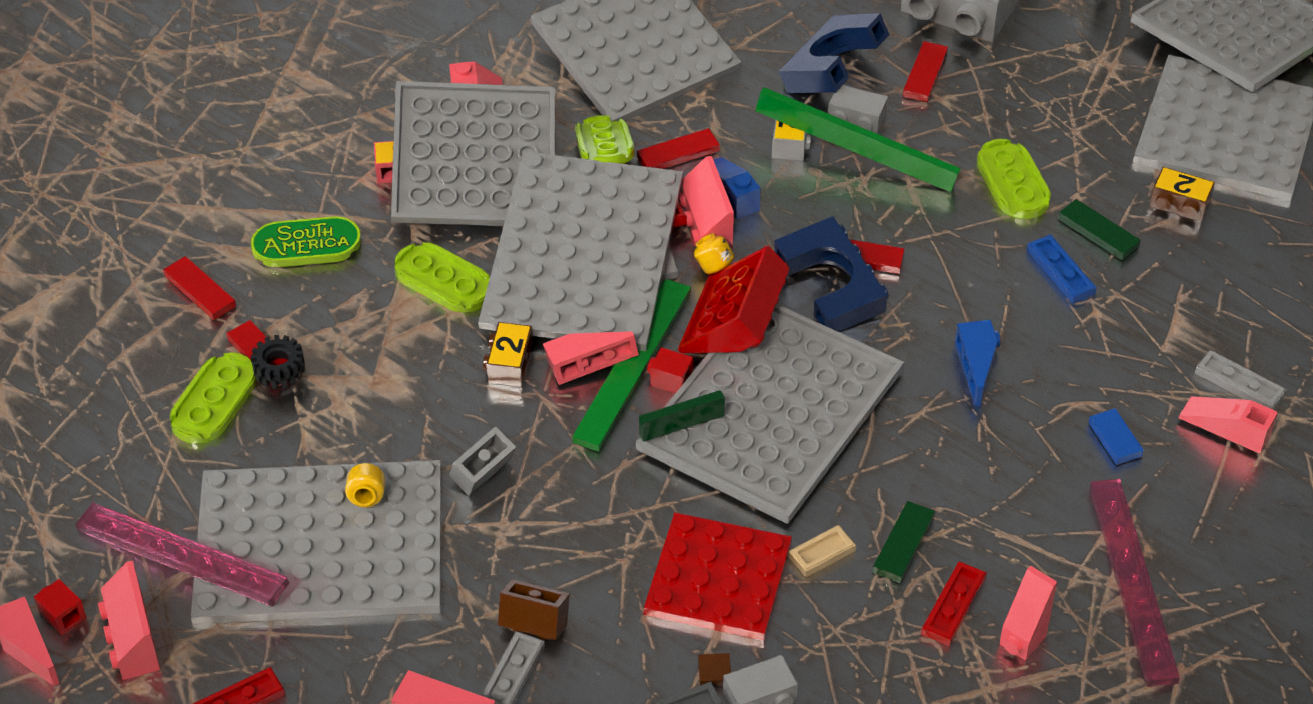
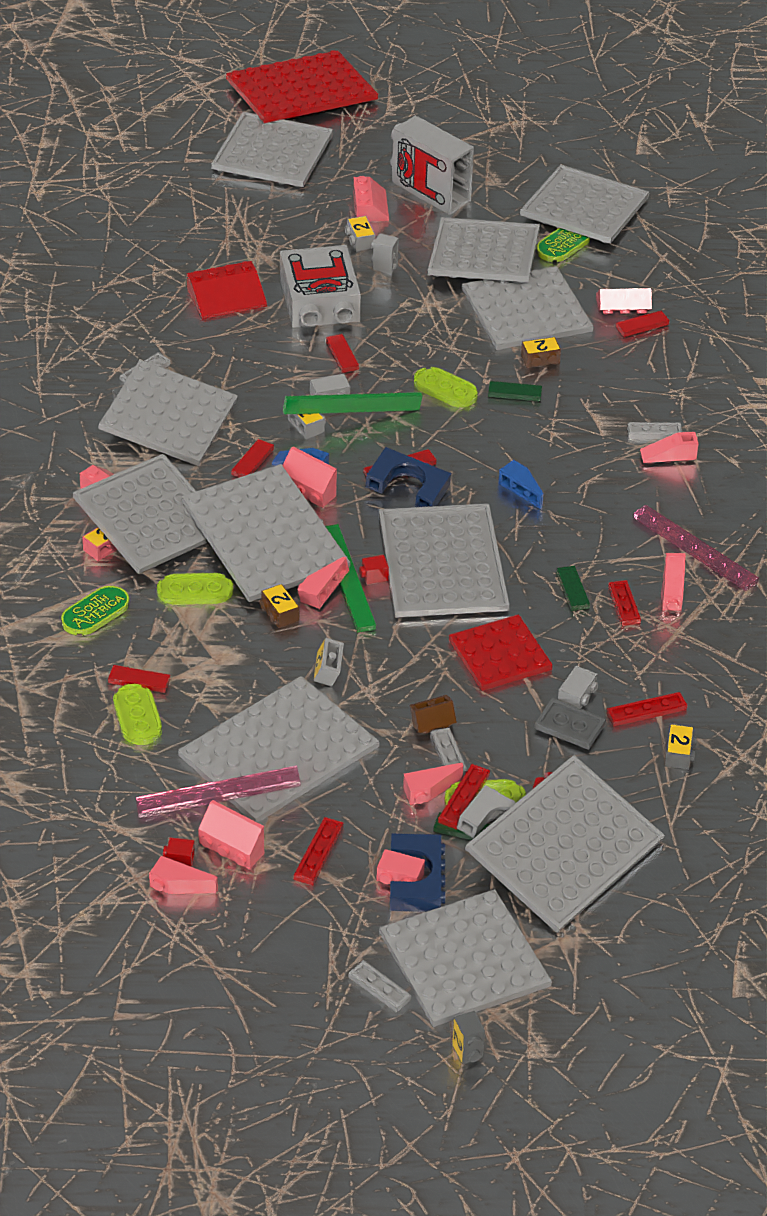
camera: 40 degrees left, 5 degrees down
(199, 288) = (61, 665): red tile -> none
(274, 350) = (162, 682): black tyre -> none
(365, 485) = (284, 704): yellow head -> none
(604, 140) = (212, 471): lime tile -> none
(681, 415) = (410, 584): dark green tile -> none
(713, 253) = (336, 500): yellow head -> none
(713, 668) = (544, 694): reddish brown tile -> none
(736, 305) = (377, 518): red slope -> none
(815, 64) = (279, 355): dark blue arch -> none
(822, 551) = (538, 613): tan tile -> none
(1061, 269) = (515, 420): blue tile -> none
(1116, 436) = (622, 486): blue tile -> none

